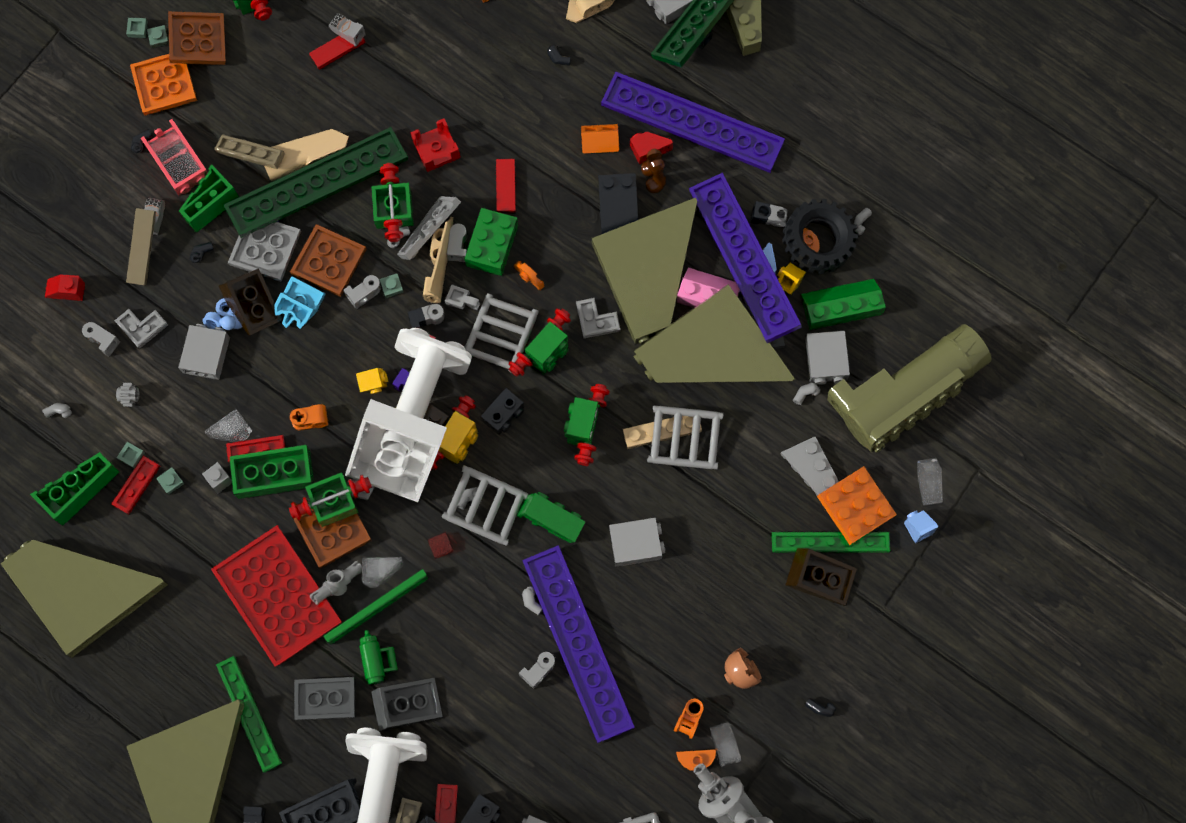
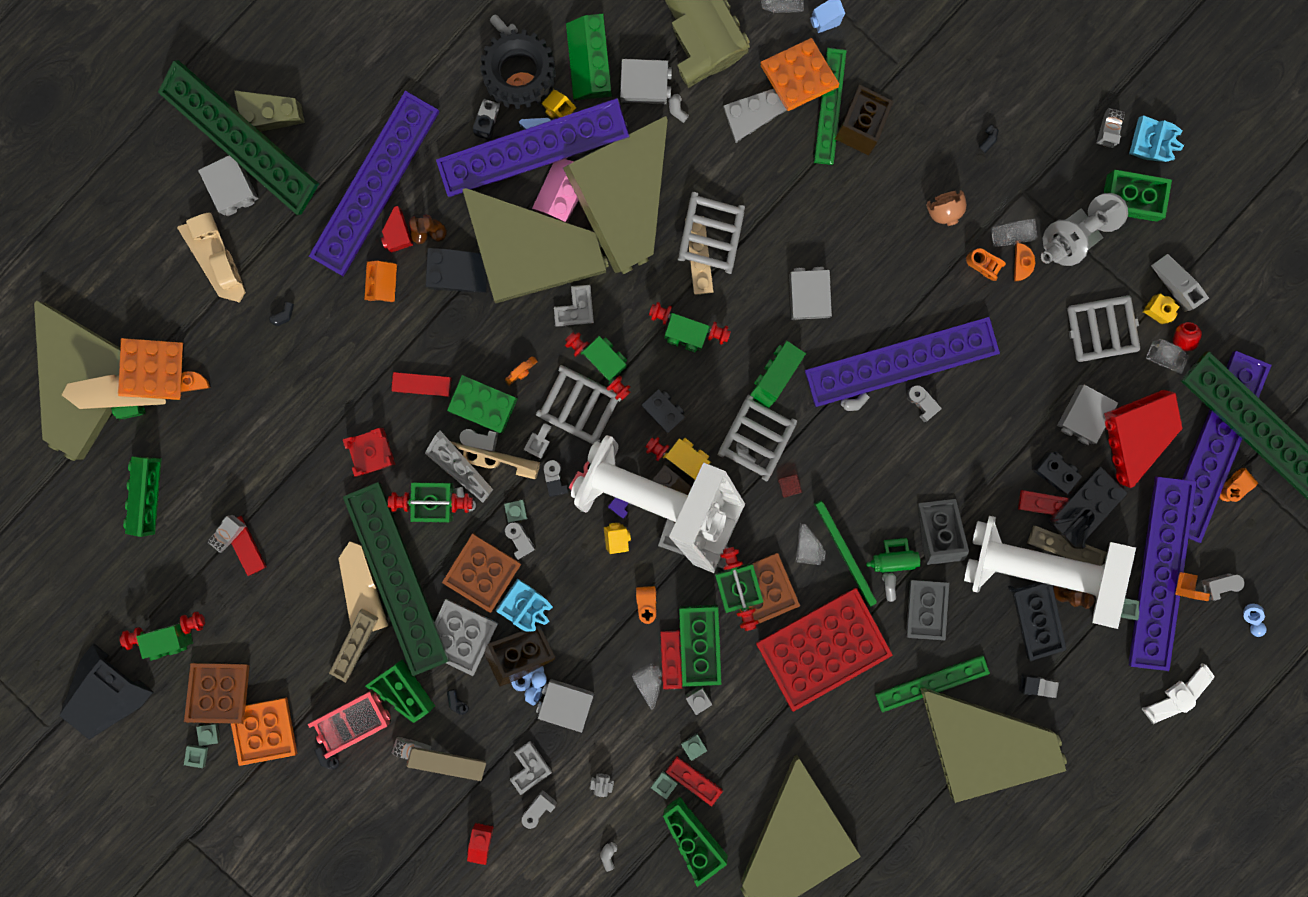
camera: 85 degrees left, 15 degrees up
(336, 582) = (824, 596): light grey pin -> none
(348, 656) = (890, 583): none -> light grey arm

